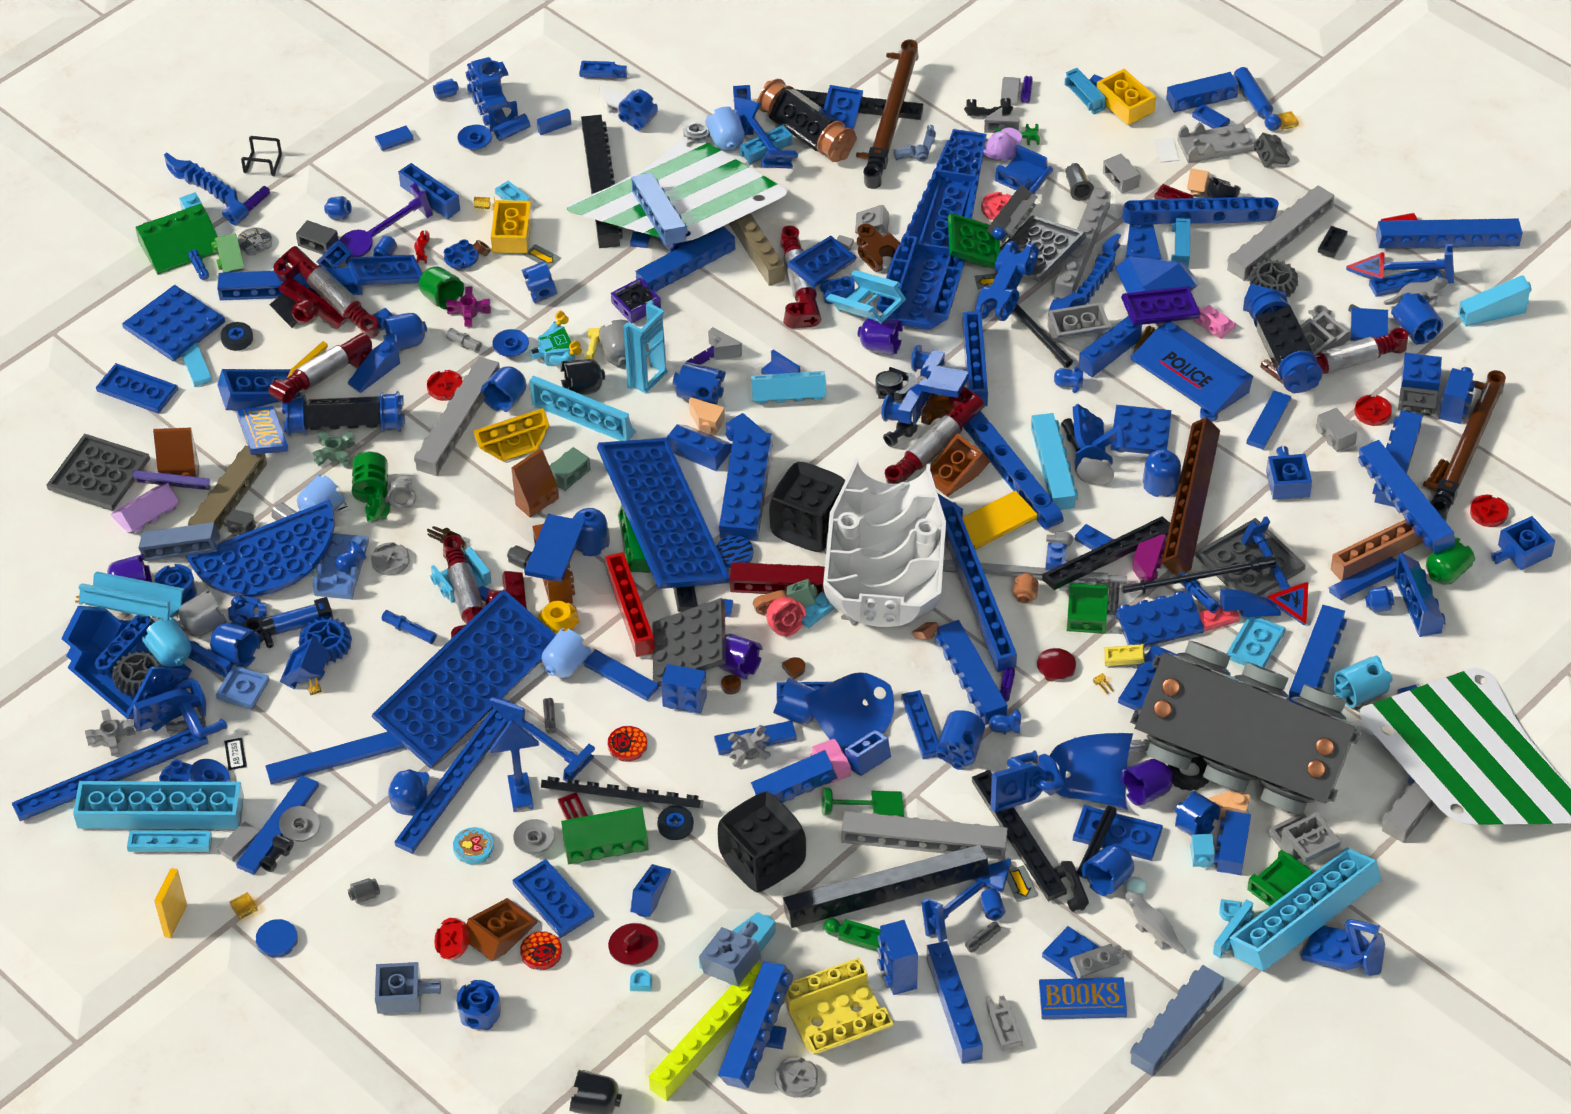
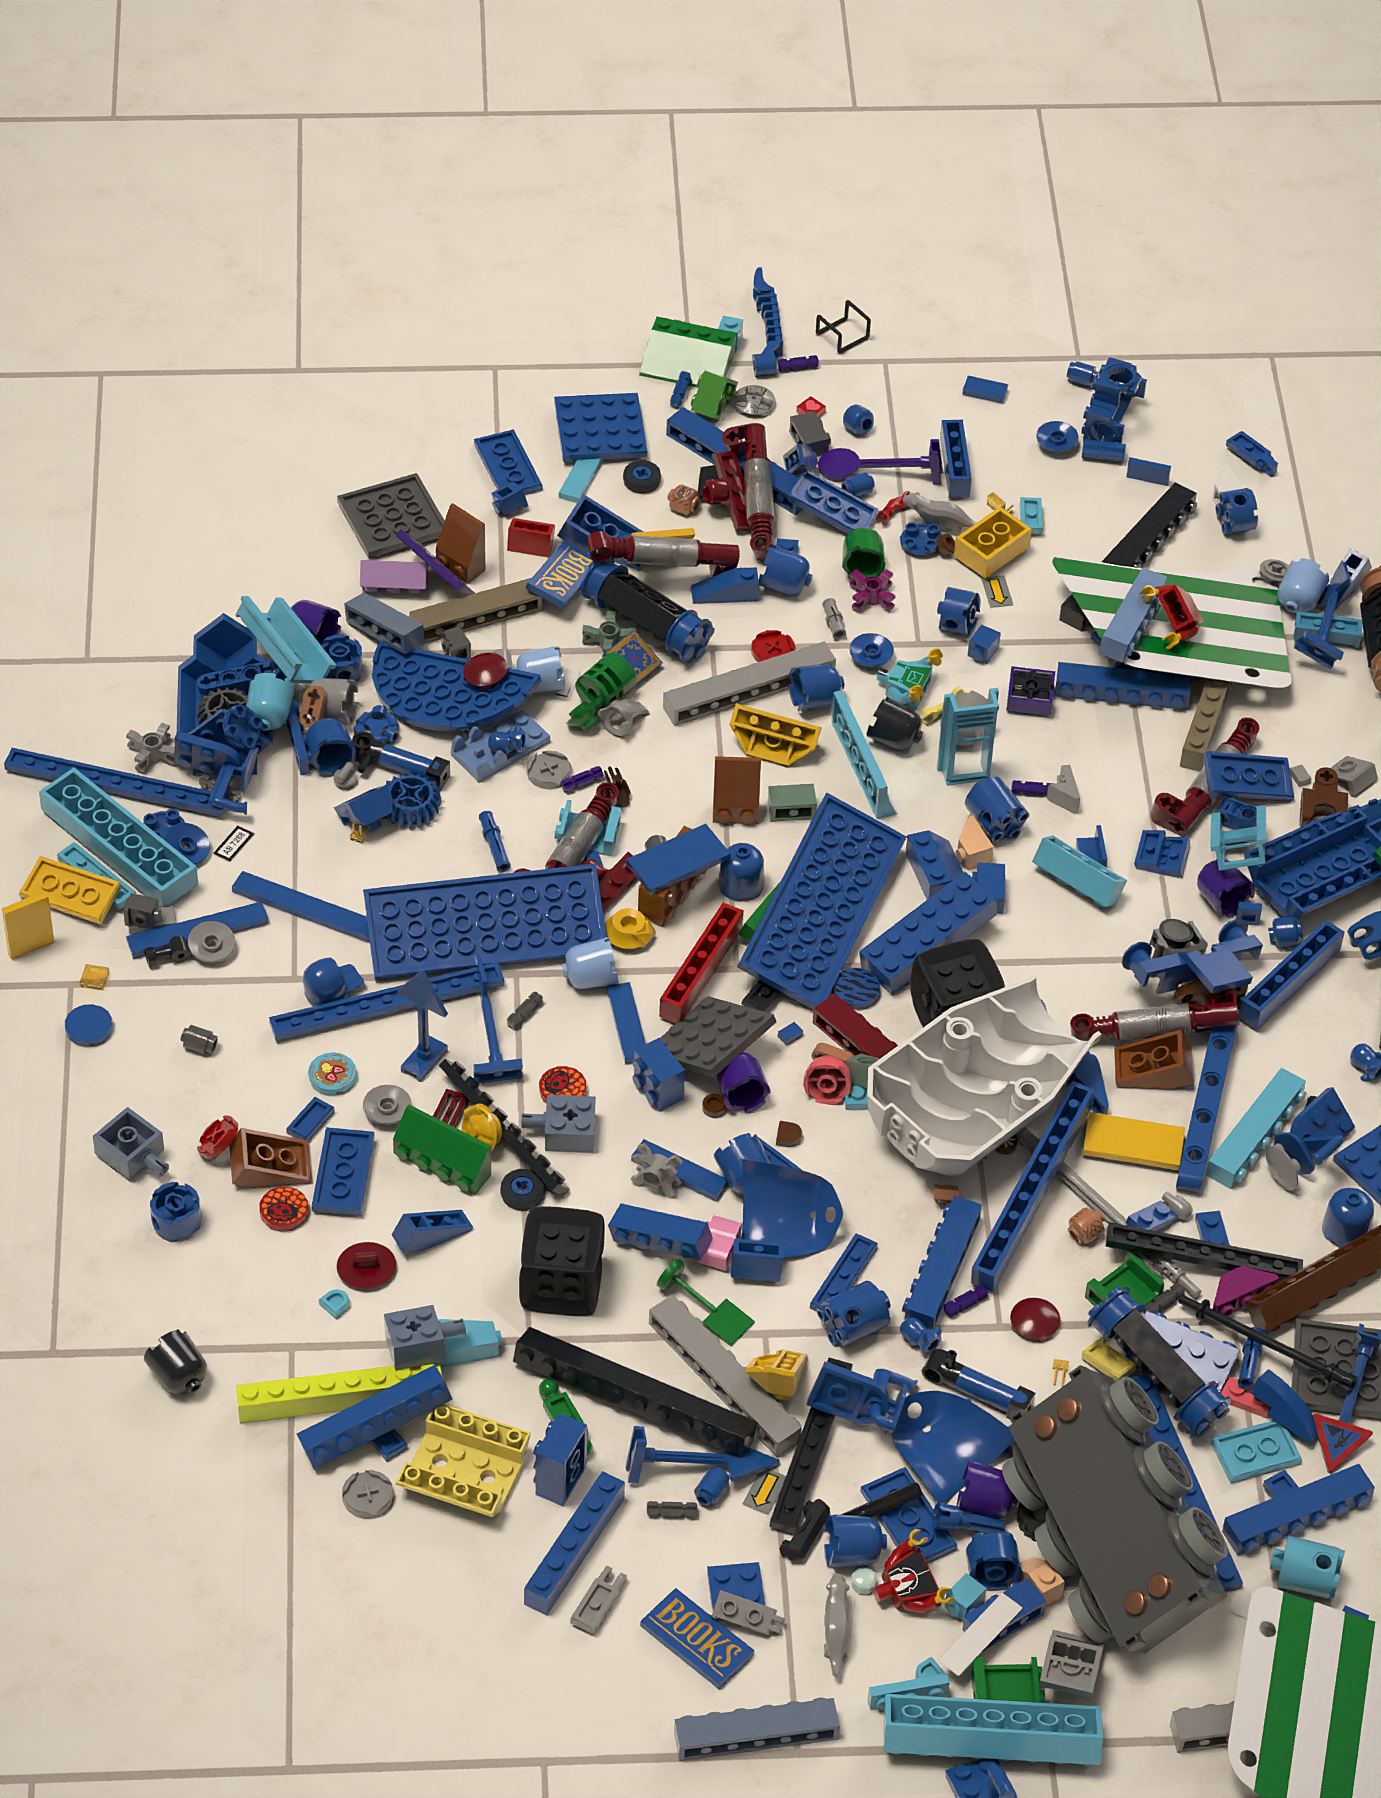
camera: 40 degrees right, 0 degrees up
(151, 864) = (72, 889): none -> yellow tile
(167, 407) = (509, 498): none -> blue brick
(172, 670) = (242, 727): none -> blue dish
(203, 624) = (309, 705): none -> nougat beam
(210, 422) = (530, 537): none -> red brick
(233, 838) = (141, 911): none -> dark grey brick
(242, 687) = (299, 789): medium blue plate -> none
(262, 657) = (346, 776): none -> light grey plate
(283, 331) = (684, 500): none -> nougat head
(288, 522) = (485, 670): none -> dark red dish
(296, 220) = (809, 405): none -> tile
(362, 443) = (637, 654): none -> tile
(419, 549) = (582, 778): none -> dark purple axle
(459, 230) = (939, 513): none -> light grey animal
(492, 884) = (310, 1119): none -> blue tile
(574, 292) = (984, 644): none -> blue brick
(611, 800) = (482, 1124): none -> yellow piece
(659, 761) = (566, 1123): none -> sand blue brick
(685, 186) = (1179, 609): none -> red torso
(819, 343) = (1162, 853): none -> blue slope
(908, 430) = (1148, 992): black leg -> none
(909, 342) = (1249, 912): none -> blue plate
(942, 337) = (1286, 931): none -> blue head
(960, 804) = (778, 1372): none -> yellow wedge
(1041, 731) = (944, 1368): none -> piece
(1148, 810) = (952, 1518): none -> blue piece
(1157, 627) = (1121, 1320): none -> brick
(1164, 864) = (909, 1579): none -> torso
(1238, 862) = (980, 1634): none -> white sticker
(1293, 651) = (1279, 1484): none -> blue plate

